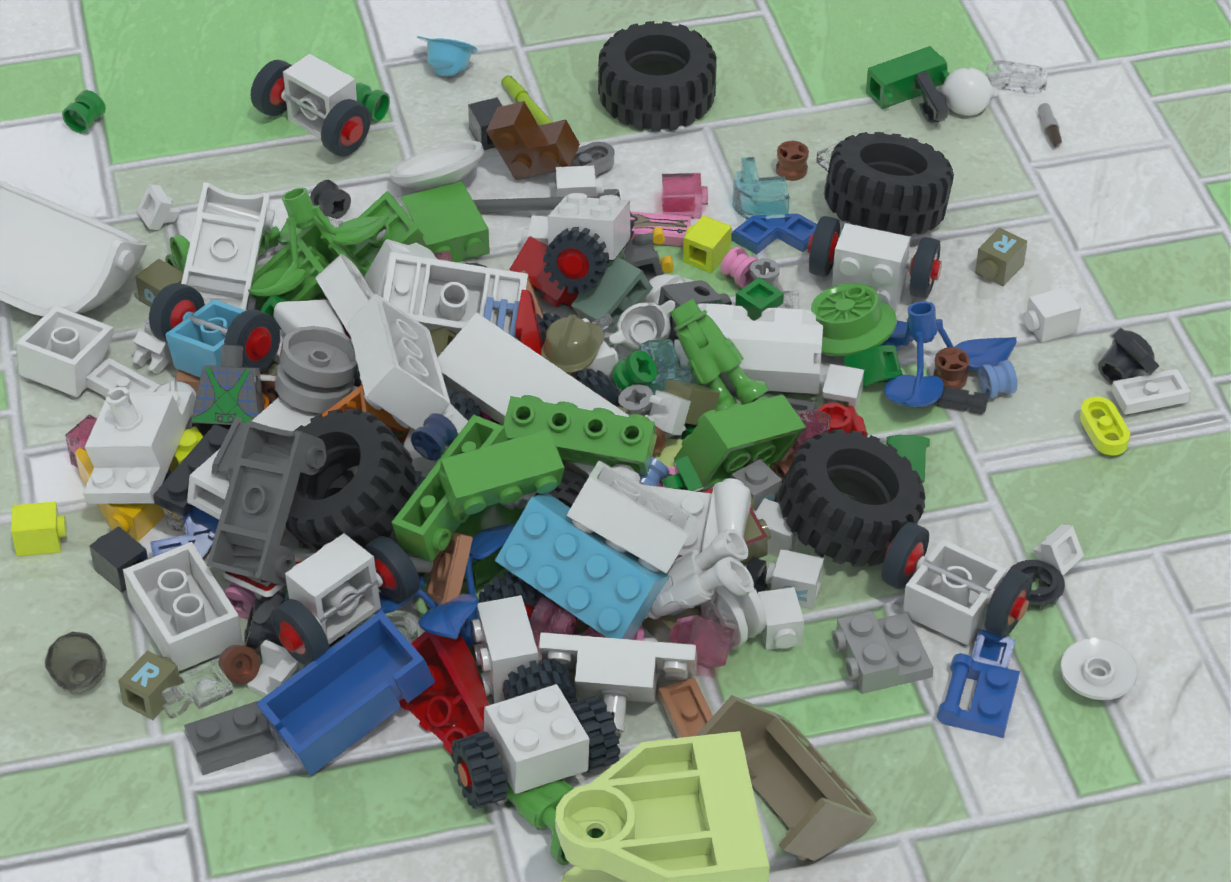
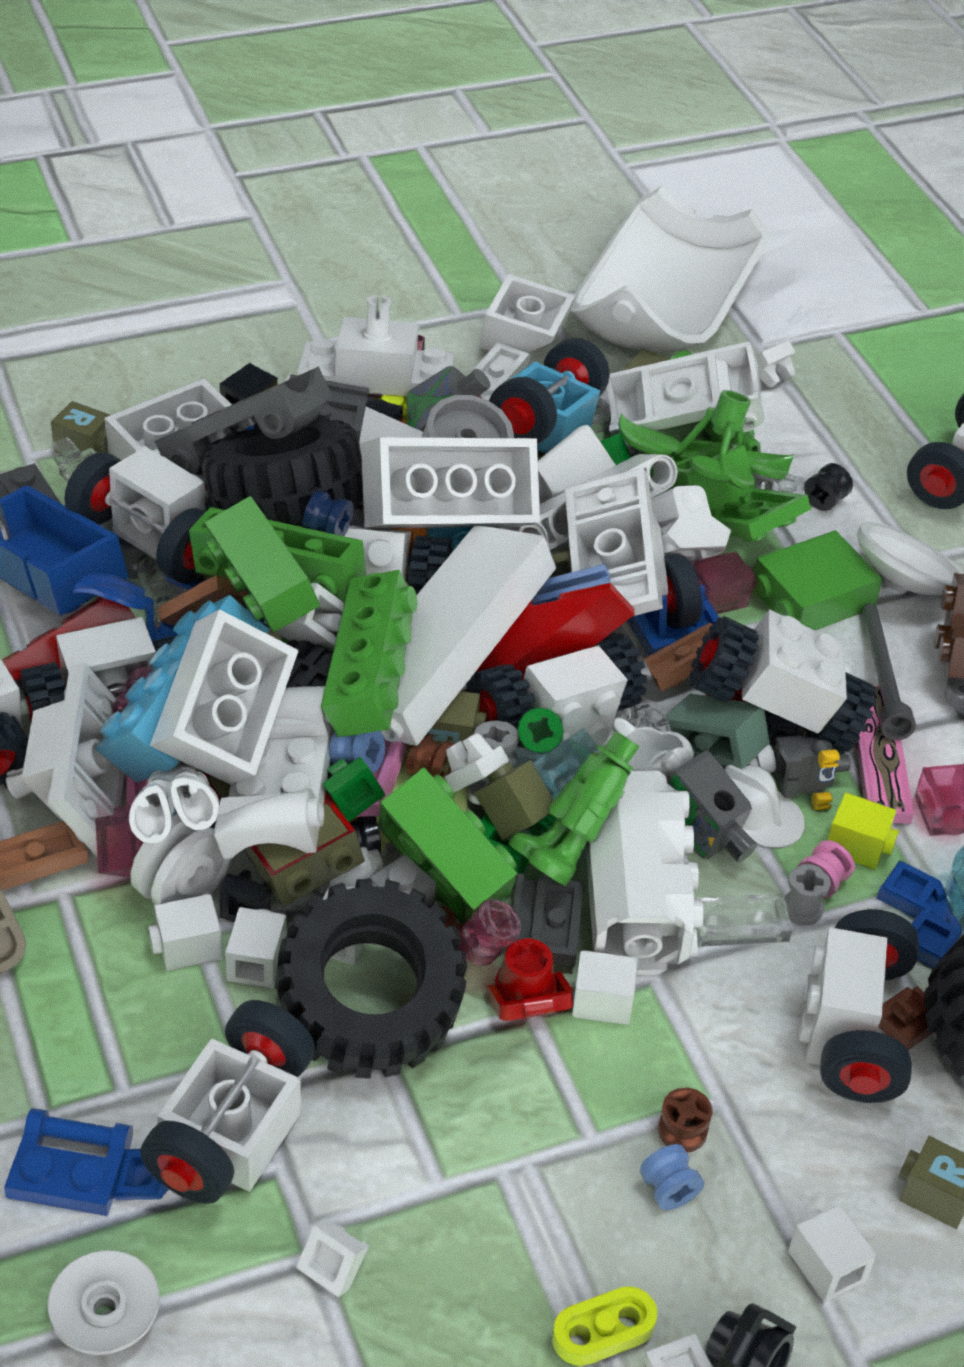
camera: 80 degrees right, 0 degrees up
(37, 528) = (285, 337): neon yellow brick -> none
(76, 662) = (109, 383): clear smoke hair -> none
(84, 111) = (905, 295): green wheel -> none
(572, 343) = (564, 656): olive piece -> none
(577, 180) = (926, 692): white brick -> none
(758, 297) = (748, 877): green panel -> none
(852, 319) = (741, 986): bright green wheel -> none
(878, 362) = (665, 1024): green panel -> none
(881, 651) = (141, 1044): light grey plate -> none
(913, 448) = (494, 1064): green tile -> none
(922, 327) = (737, 1043): blue plant -> none
(961, 399) = (632, 1128): black axle -> none
(1050, 581) = (261, 1212): black gear -> none

